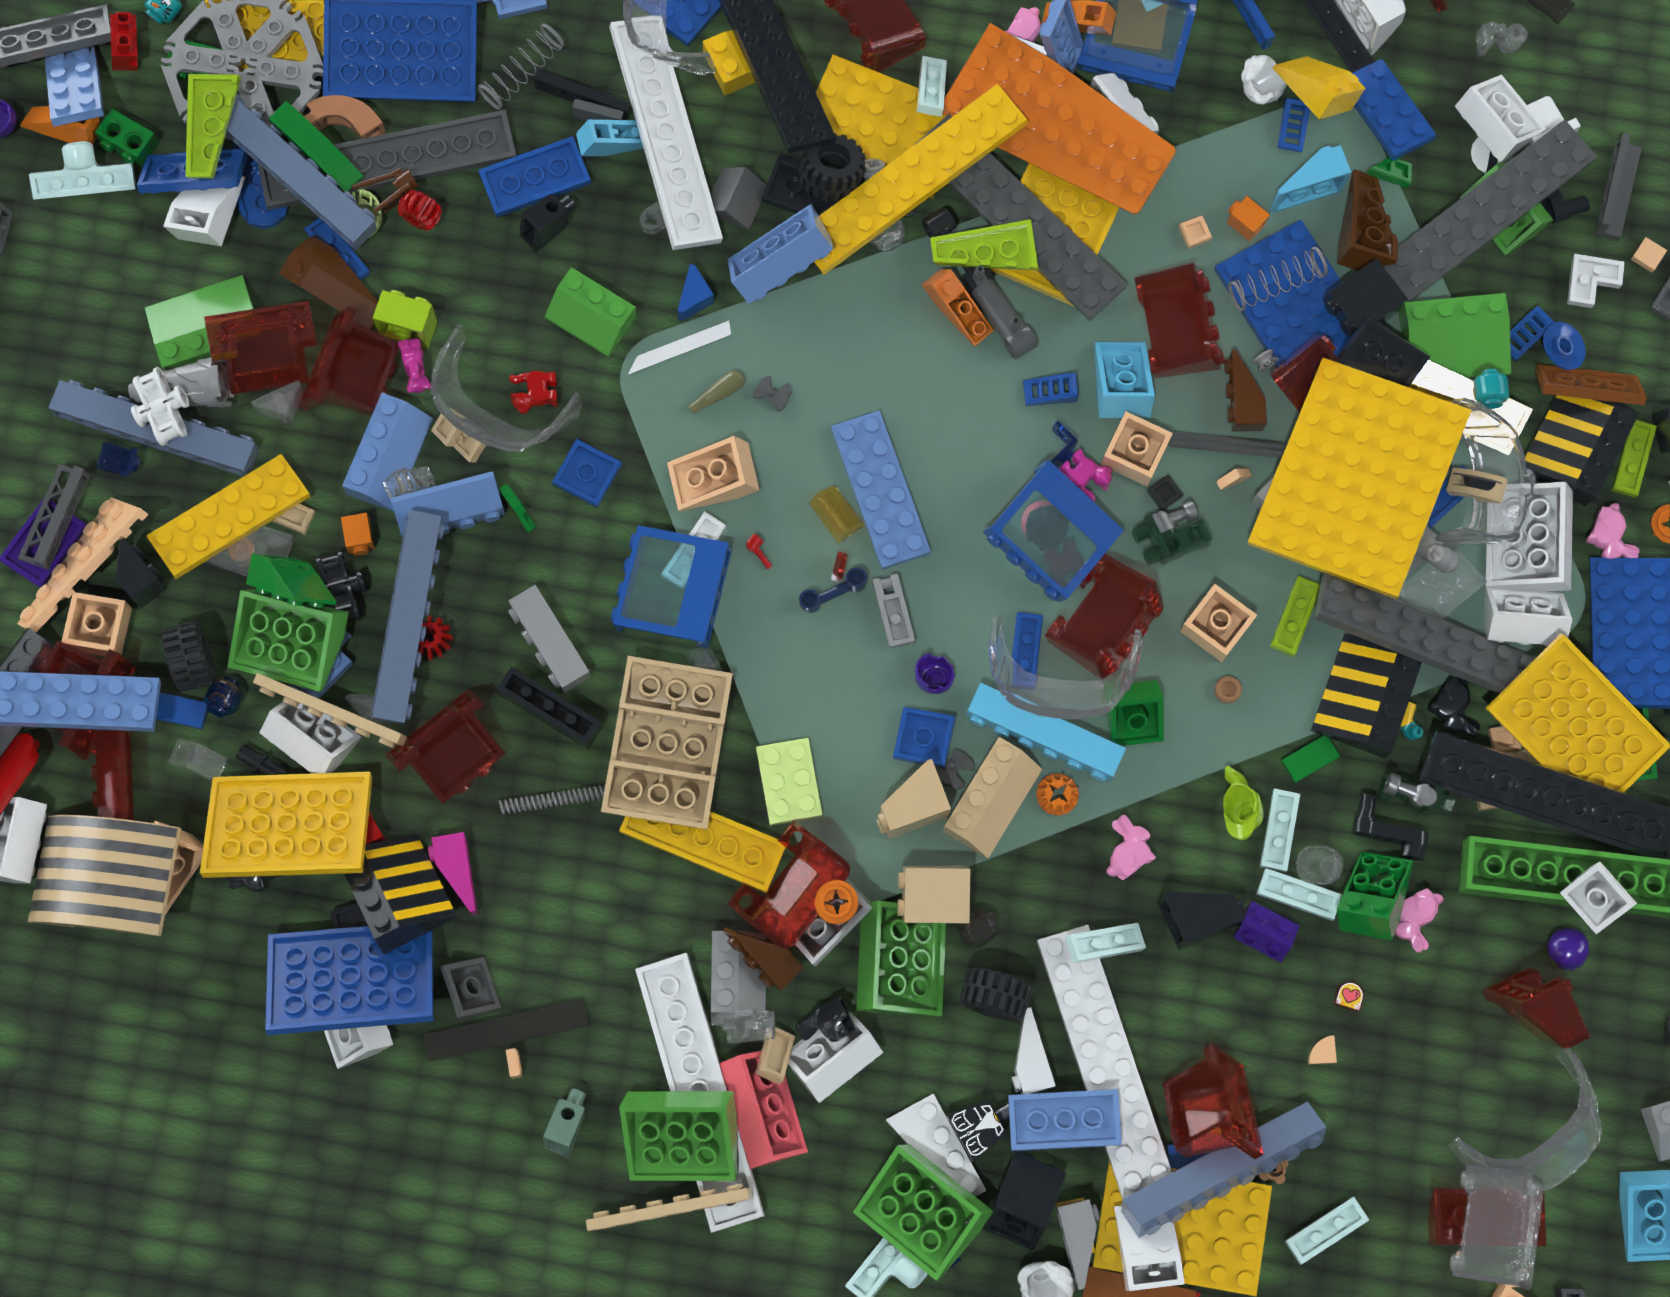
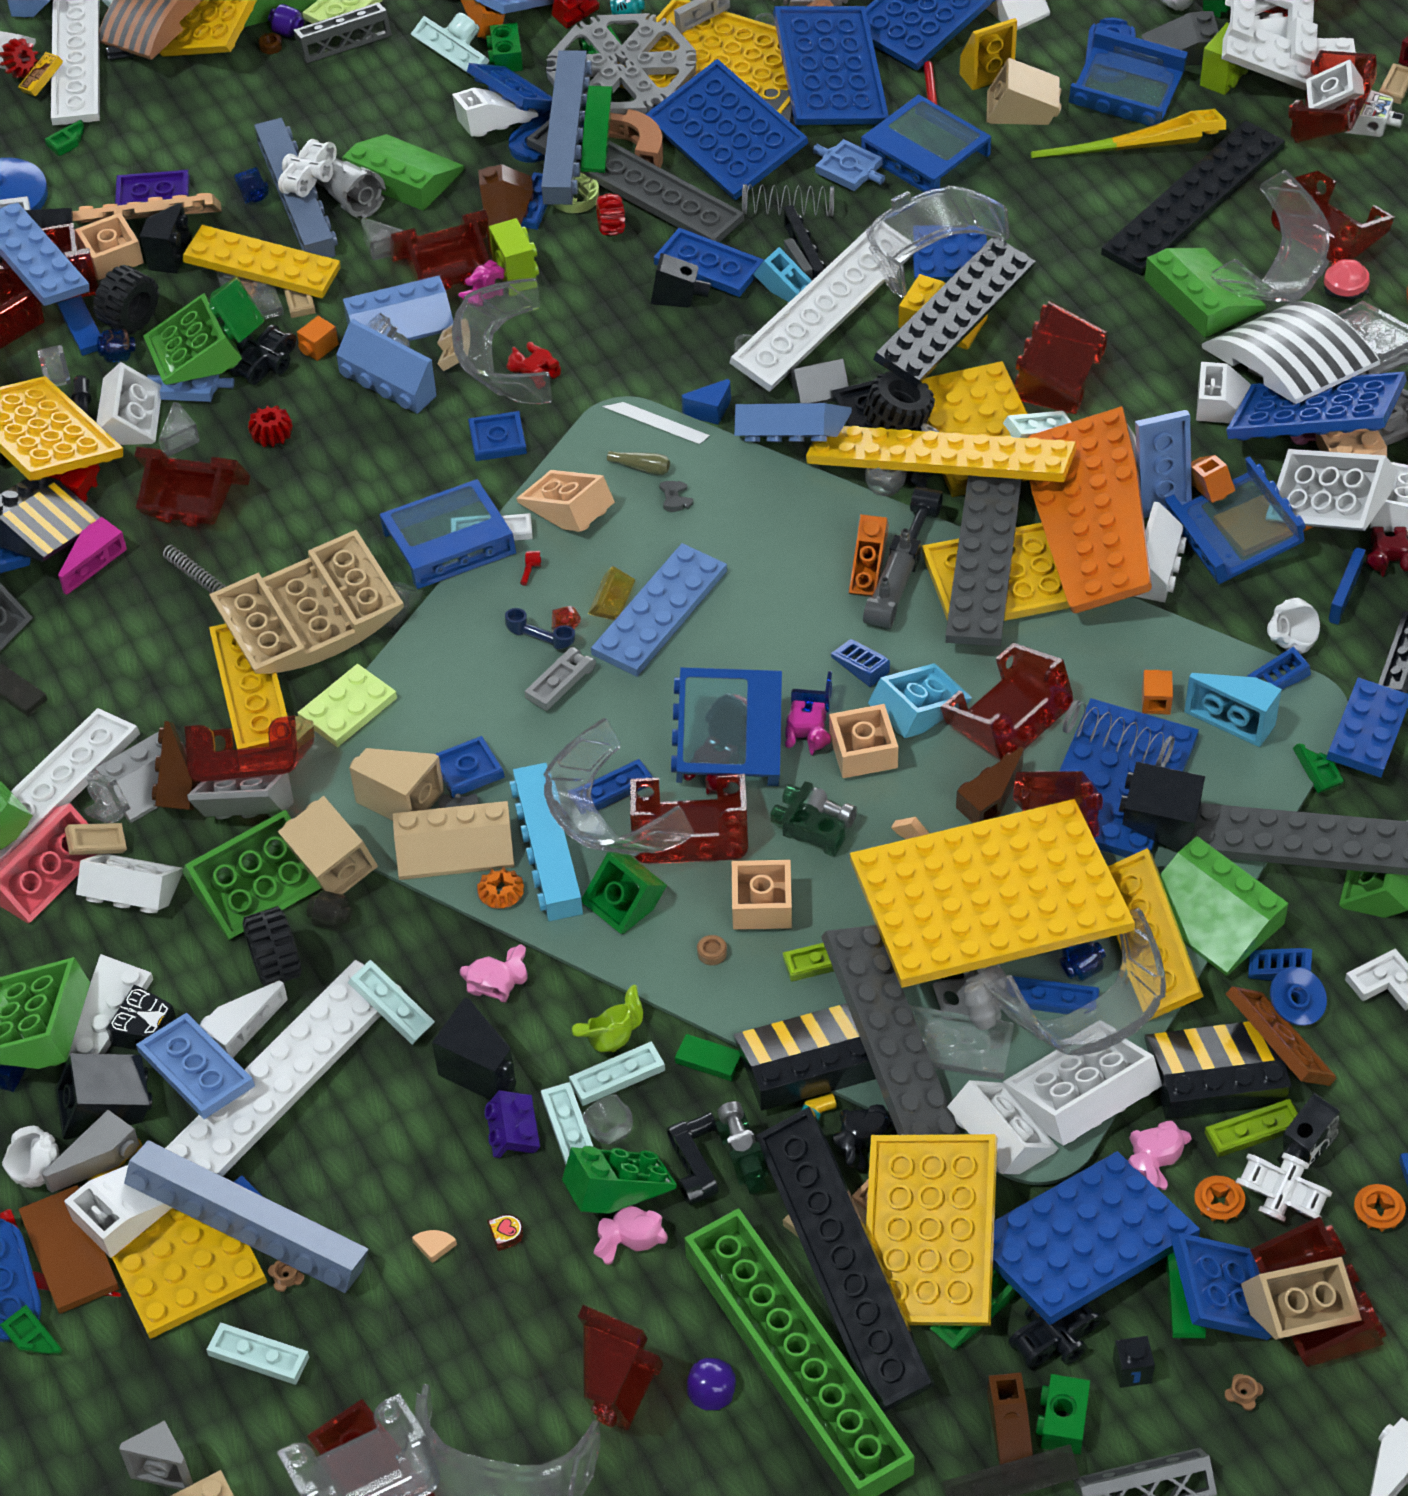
camera: 60 degrees right, 25 degrees down
(58, 520) = (175, 180): dark grey fence -> none
(208, 117) = (551, 52): lime wing -> none
(262, 345) = (406, 188): clear red windscreen -> none
(339, 716) = (152, 401): tan plate -> none
(403, 183) = (622, 188): reddish brown plant -> none
(406, 617) = (265, 388): sand blue brick -> none
(516, 507) = (427, 407): green tile -> none
(549, 639) = (333, 492): light grey brick -> none
(549, 708) = (273, 522): black brick -> none
(590, 312) = (631, 355): bright green slope -> none
(827, 894) = (255, 760): orange gear -> none
(830, 1018) = (157, 854): black animal -> none
(934, 674) = (527, 733): dark purple hair -> none
(991, 247) = (935, 533): lime wing -> none
(1165, 493) = (849, 792): pearl dark grey tile -> none
(1195, 232) = (1107, 669): light nougat tile -> none
(1212, 1107) = (301, 1170): clear red windscreen -> none
(1227, 444) = (927, 796): dark grey axle -> none
(1321, 86) = (1331, 665): yellow slope -> none
(1366, 226) = (1244, 773): reddish brown wedge -> none
(1383, 354) = (1124, 839): black plate -> none
(1477, 484) = (1084, 999): tan slope -> none
(1491, 389) = (1179, 939): teal head -> none
(1598, 897) = (768, 1344): white slope -> none

